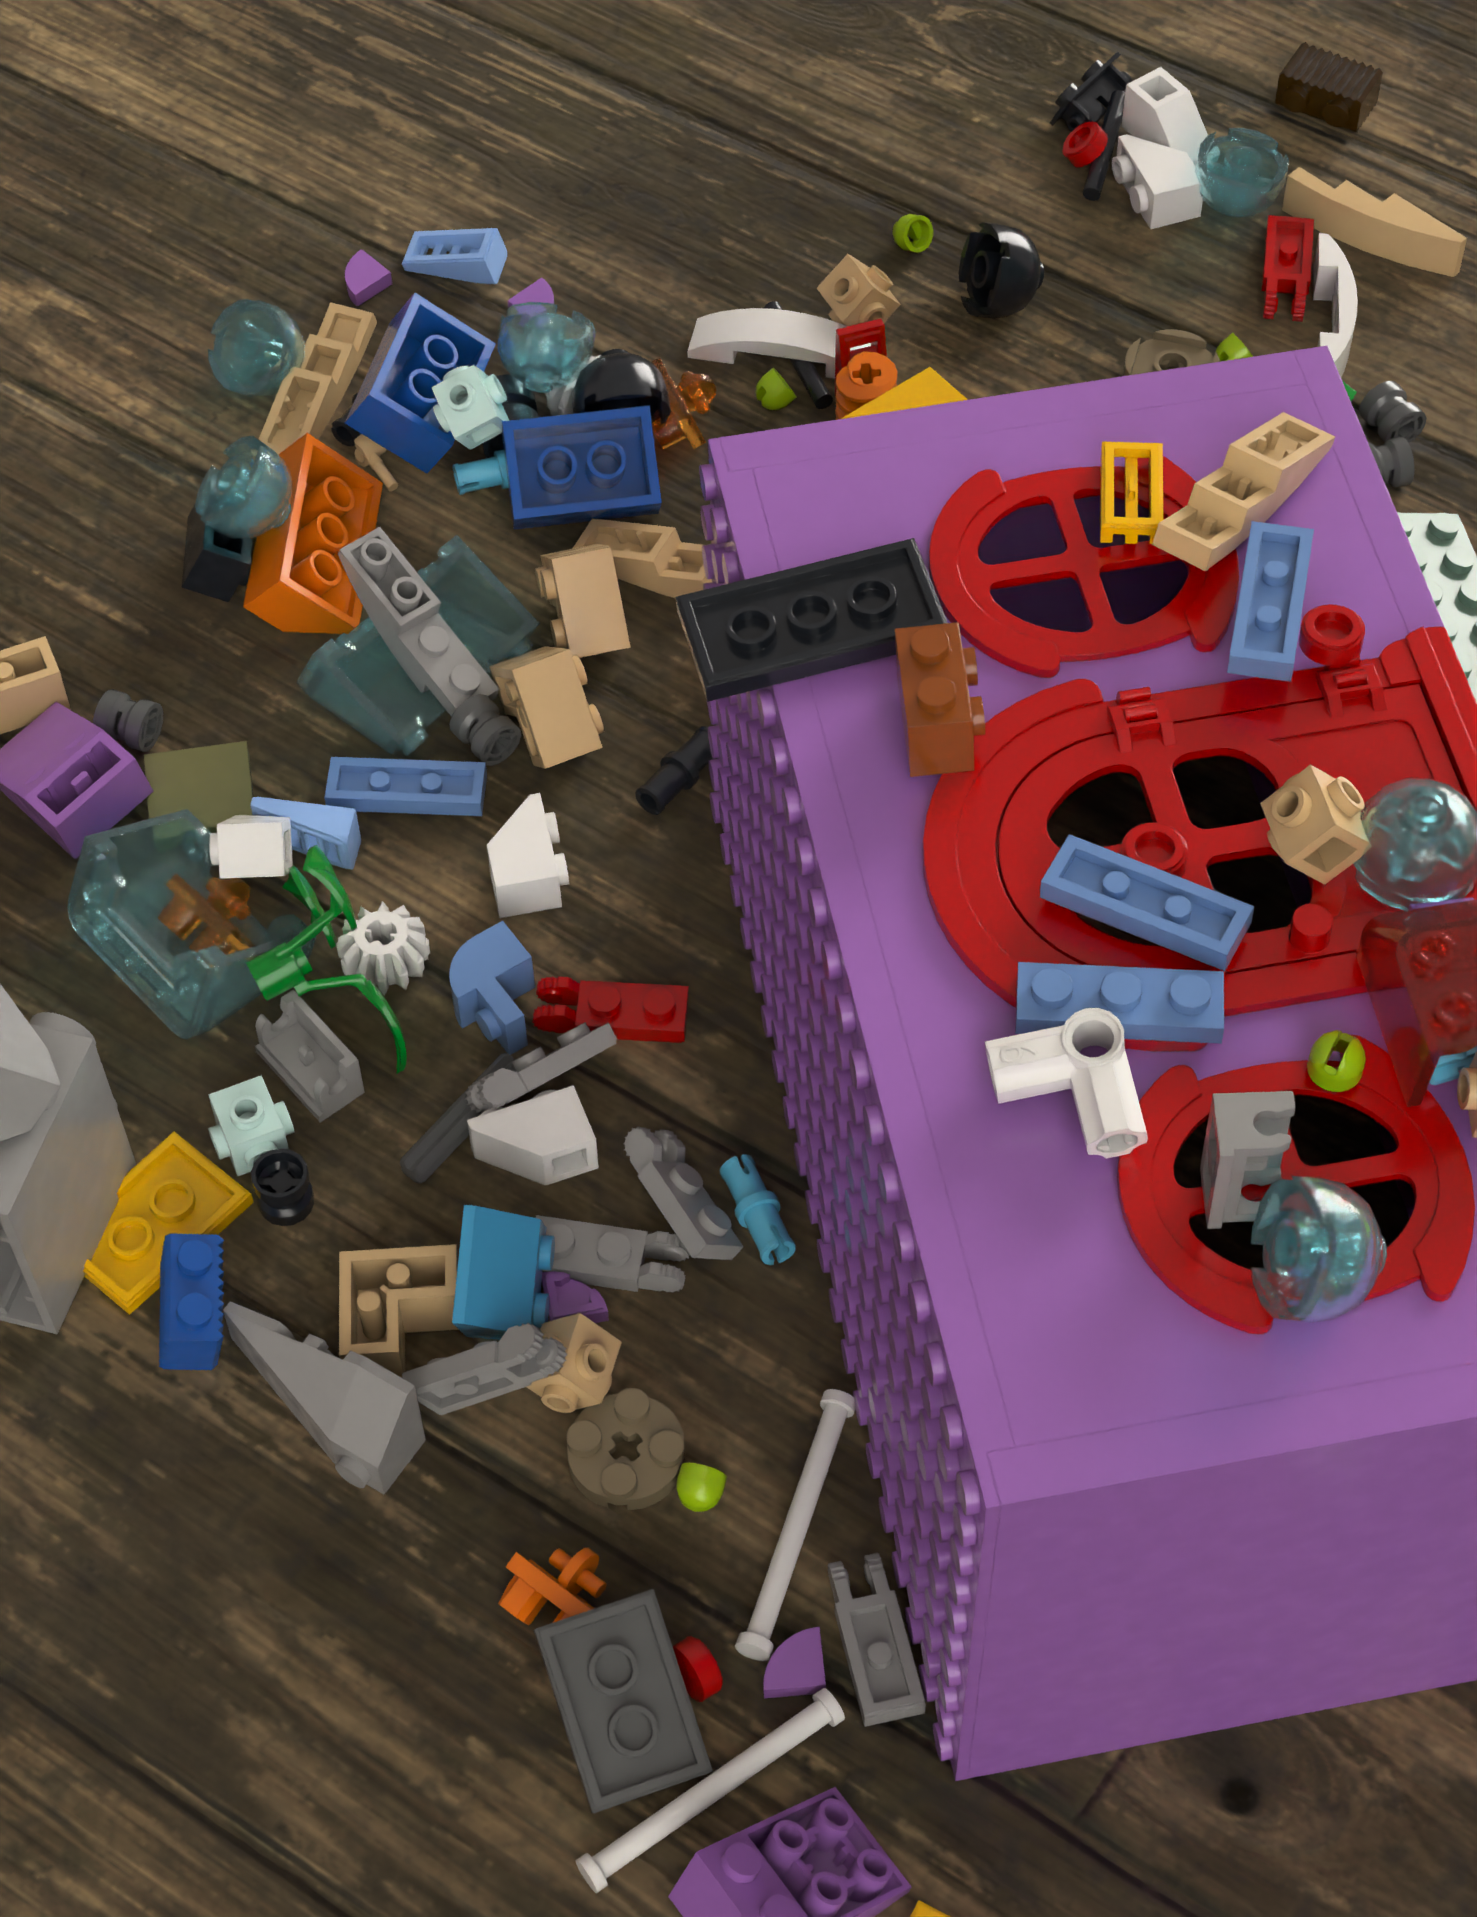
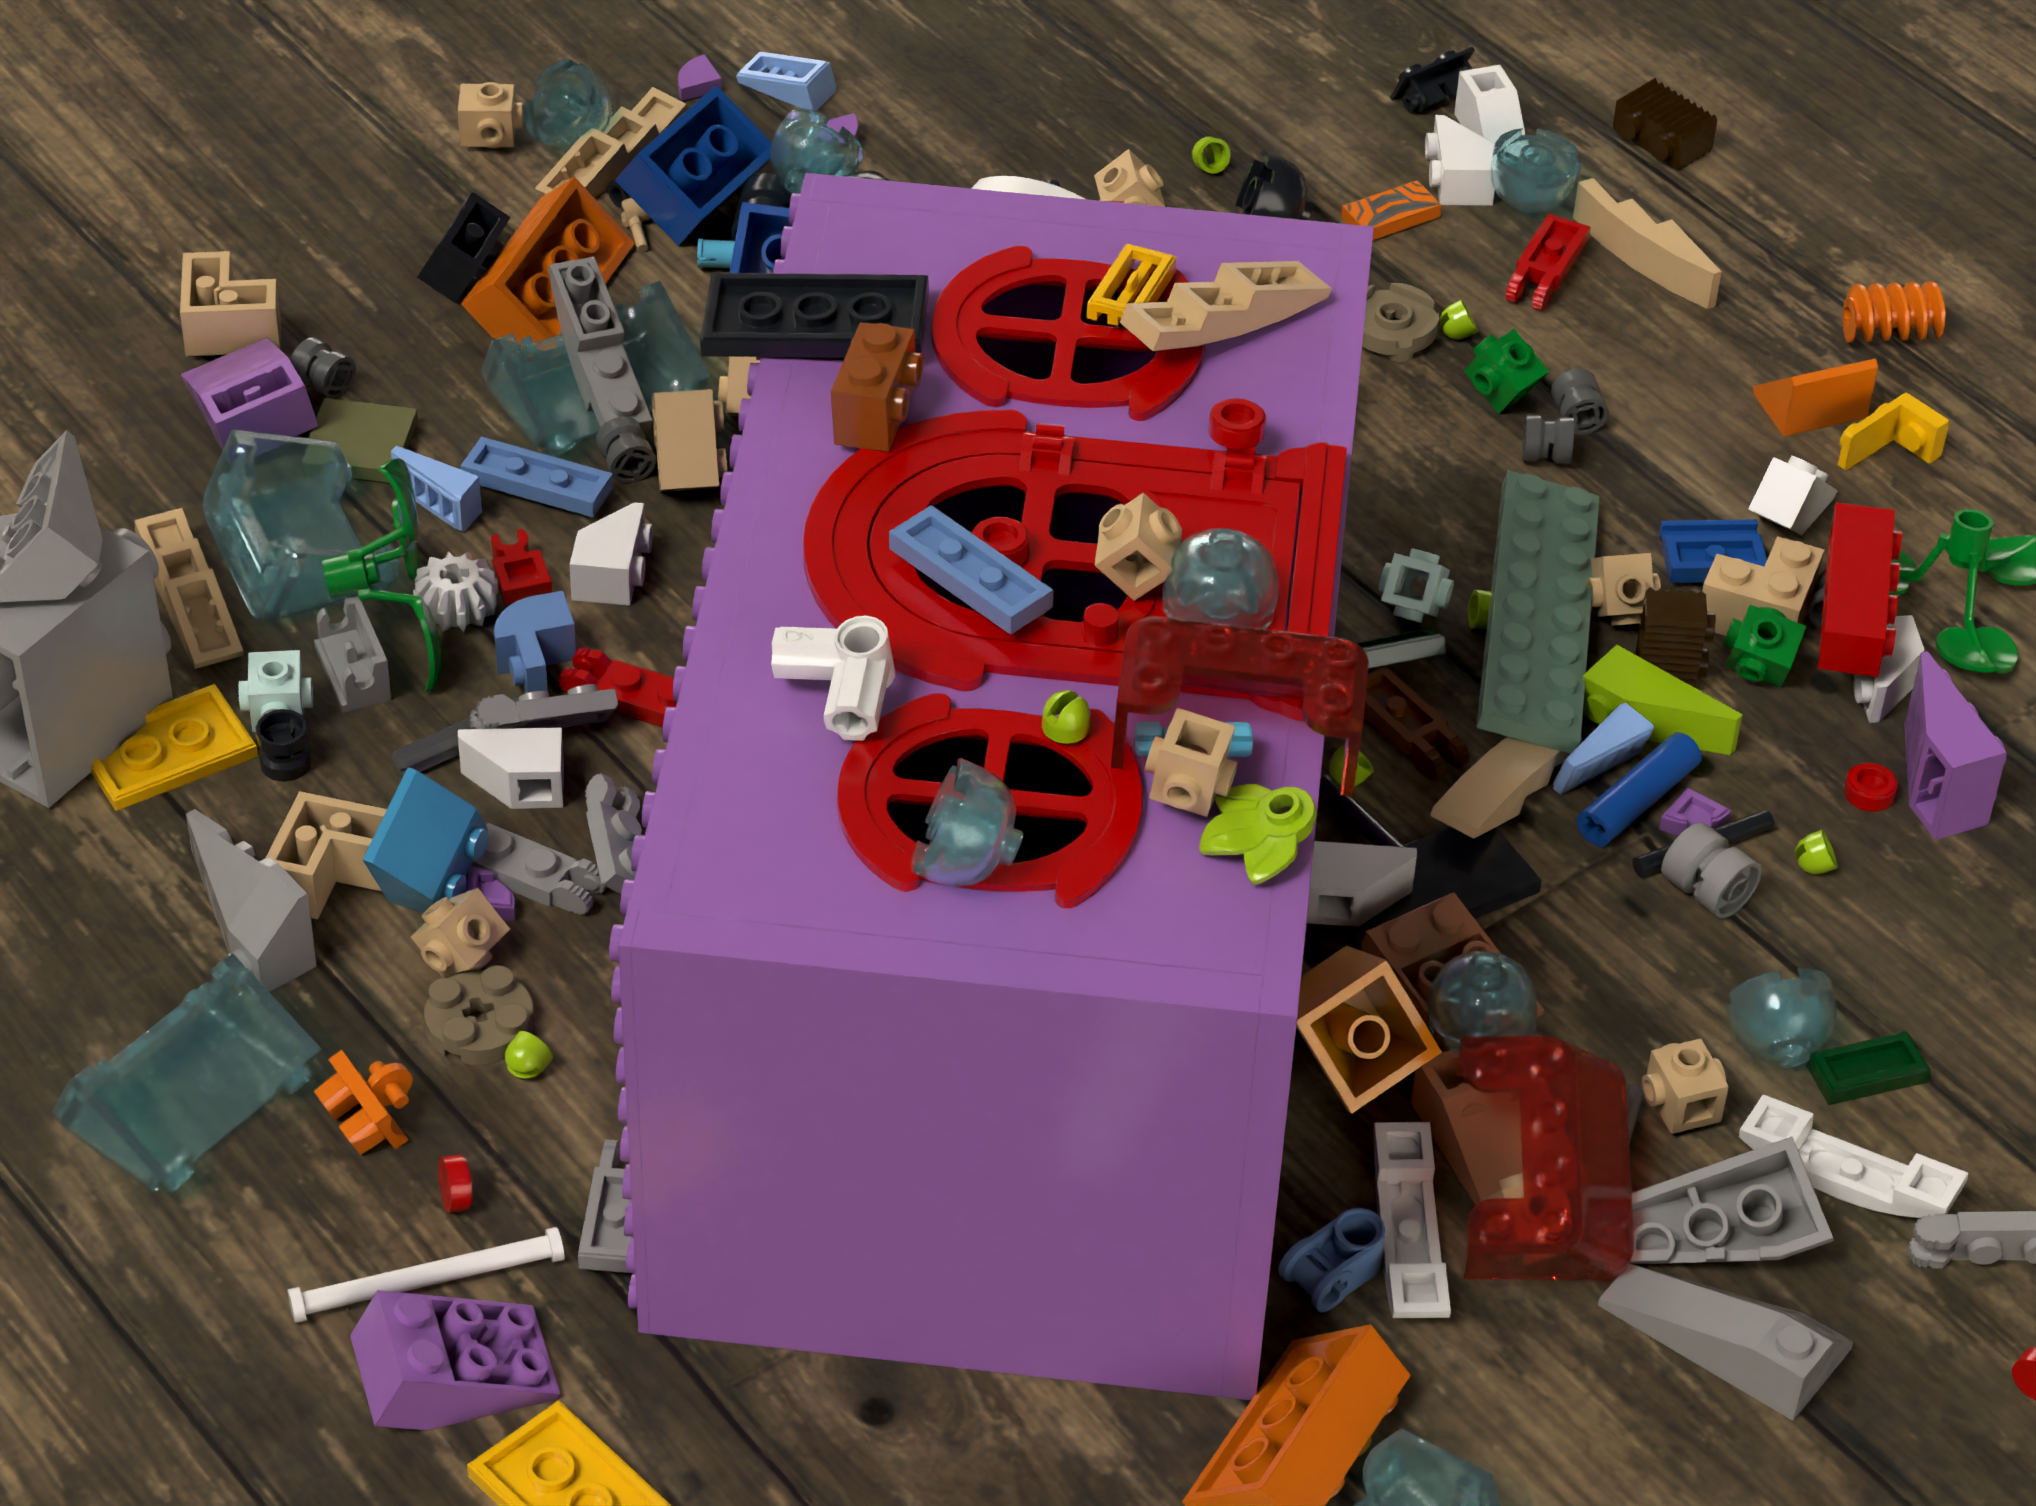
camera: 15 degrees right, 10 degrees down
(127, 1052) = (189, 590): none -> tan slope
(175, 378) = (489, 115): none -> tan brick
(190, 908) = (319, 527): clear orange hips -> none
(191, 1301) = (160, 805): blue brick -> none
(247, 492) = (496, 207): clear light blue cylinder -> none
(252, 846) = (360, 481): white slope -> none
(360, 1635) = (189, 1079): none -> clear light blue windscreen
(439, 904) = (518, 570): none -> red plate
(470, 405) = (722, 186): light aqua brick -> none
(487, 1370) = (378, 912): light grey hinge -> none
(622, 1701) = (379, 1184): dark grey tile -> none
(756, 1641) = (517, 1181): white bar -> none
(796, 1666) = (542, 1208): medium lavender tile -> none
(1085, 144) = (1408, 118): red tile -> none
(1099, 167) = (1416, 138): black bar -> none
(1111, 250) = (1393, 209): none -> orange tile
(1146, 1000) = (923, 635): medium blue plate -> none
(1242, 1148) = (932, 734): light grey hinge -> none
(1270, 601) = (1195, 385): medium blue plate -> none
(1335, 283) = (1556, 338): white slope -> none

